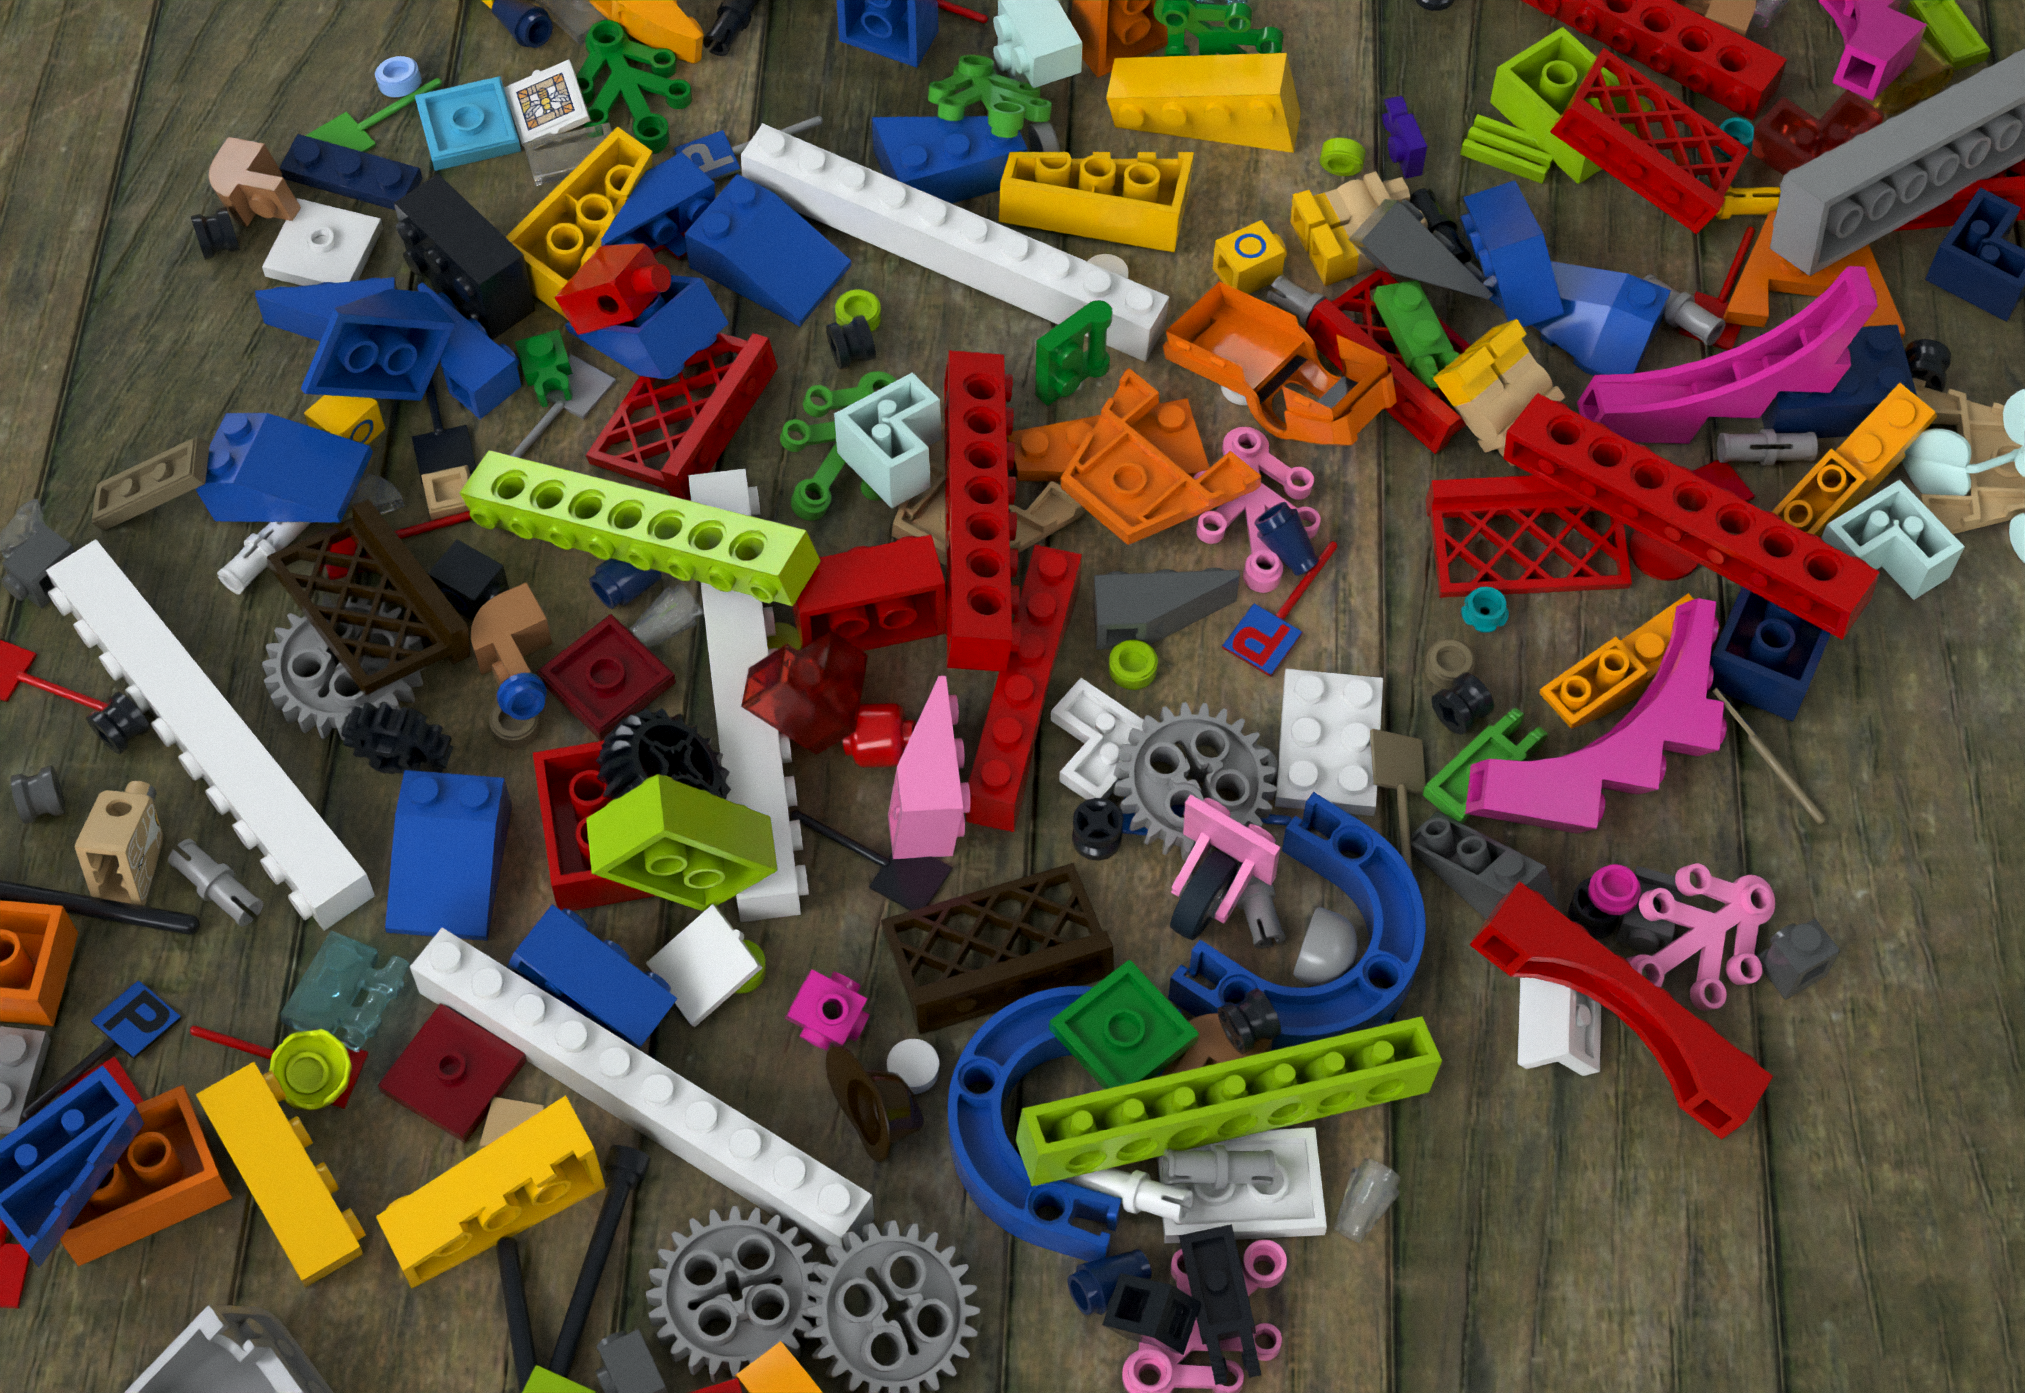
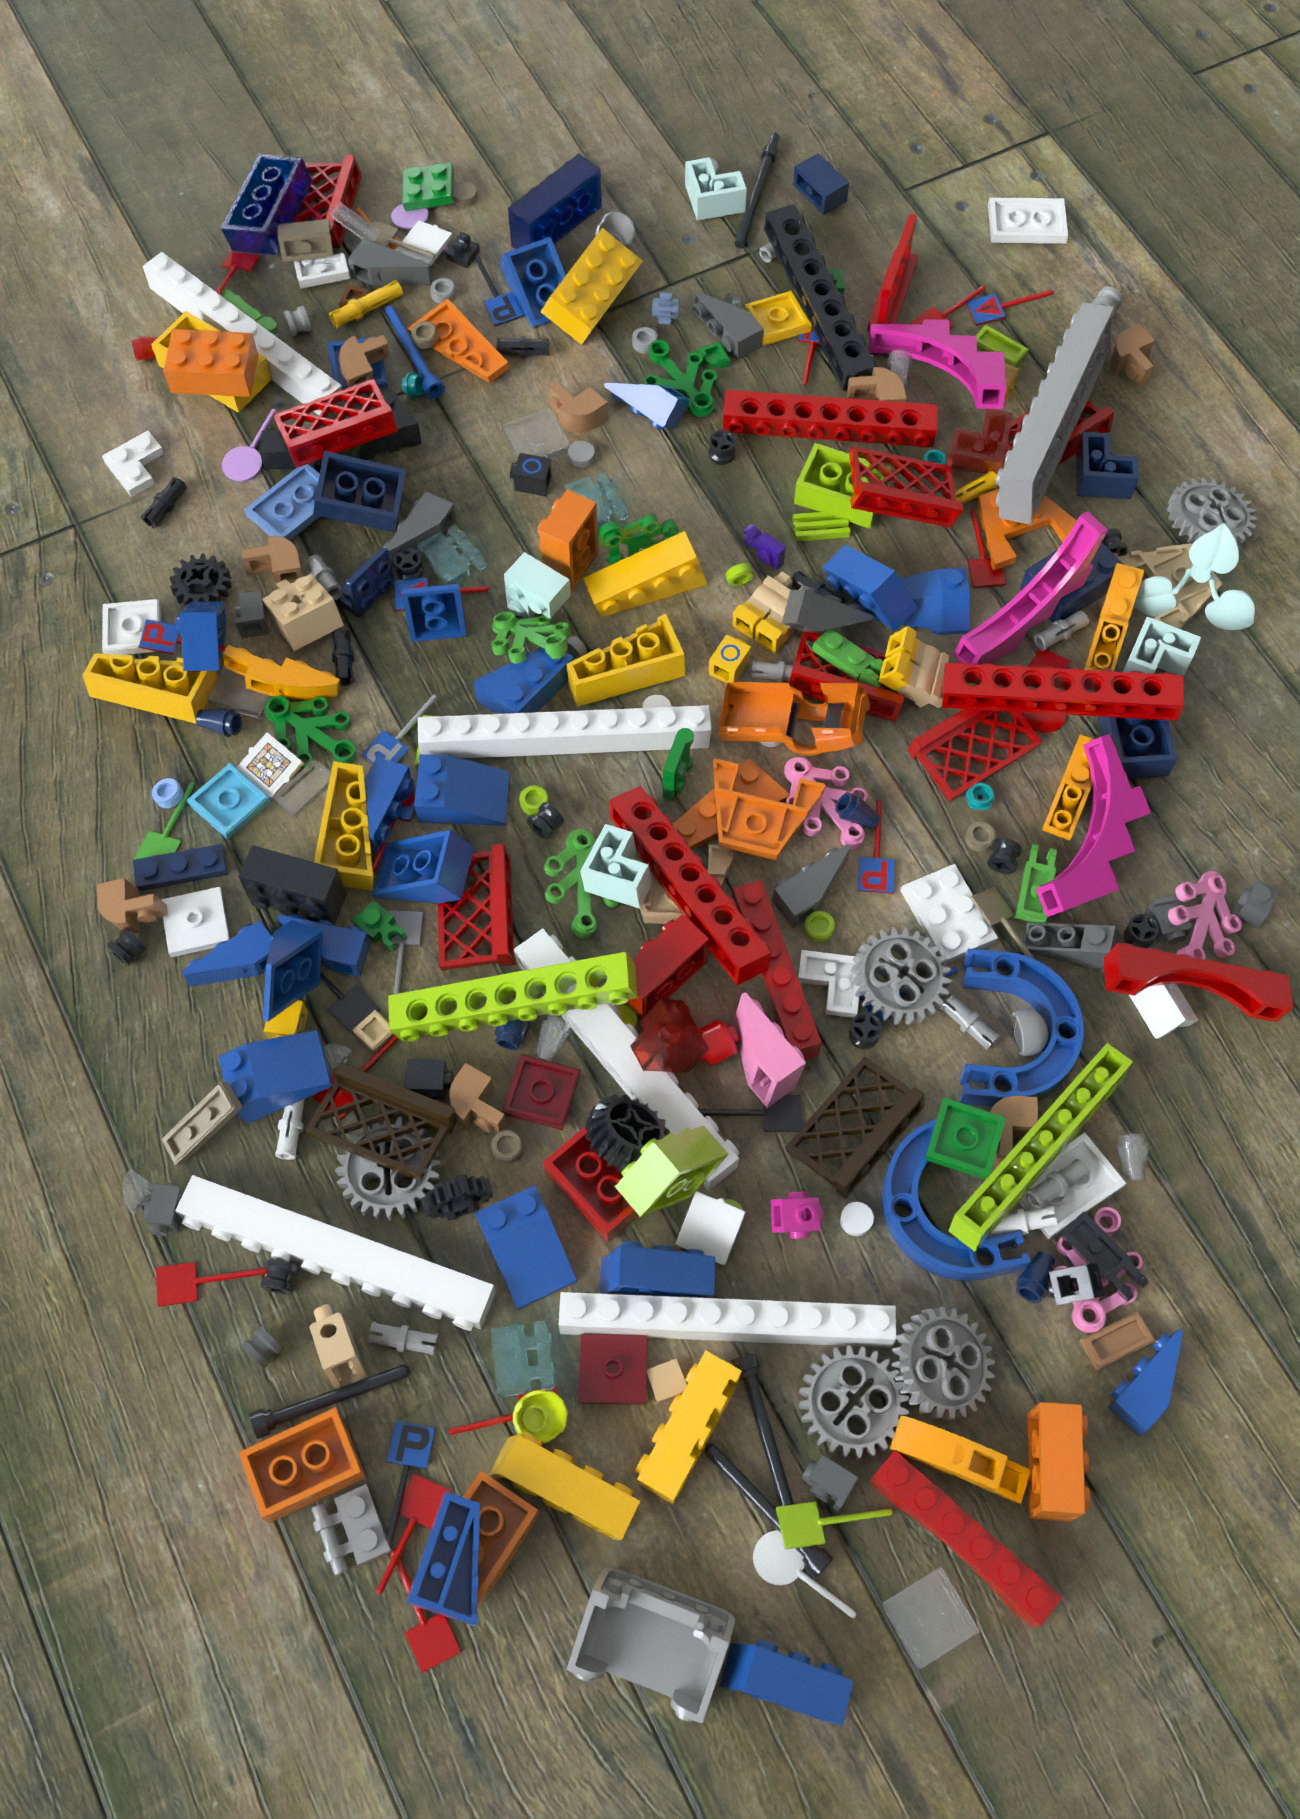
camera: 30 degrees left, 5 degrees up
(522, 696) = (508, 1130): blue plate -> none
(612, 287) = (398, 859): red torso -> none
(874, 1102) = (854, 1252): dark brown piece -> none
(1212, 888) = (948, 1027): bright pink plate -> none
(1249, 1021) = (1025, 1095): black wheel -> none
(1614, 889) = (1151, 918): dark pink plate -> none
(1684, 312) = (977, 575): light grey pin -> none
(1773, 762) = (1159, 796): dark tan piece -> none

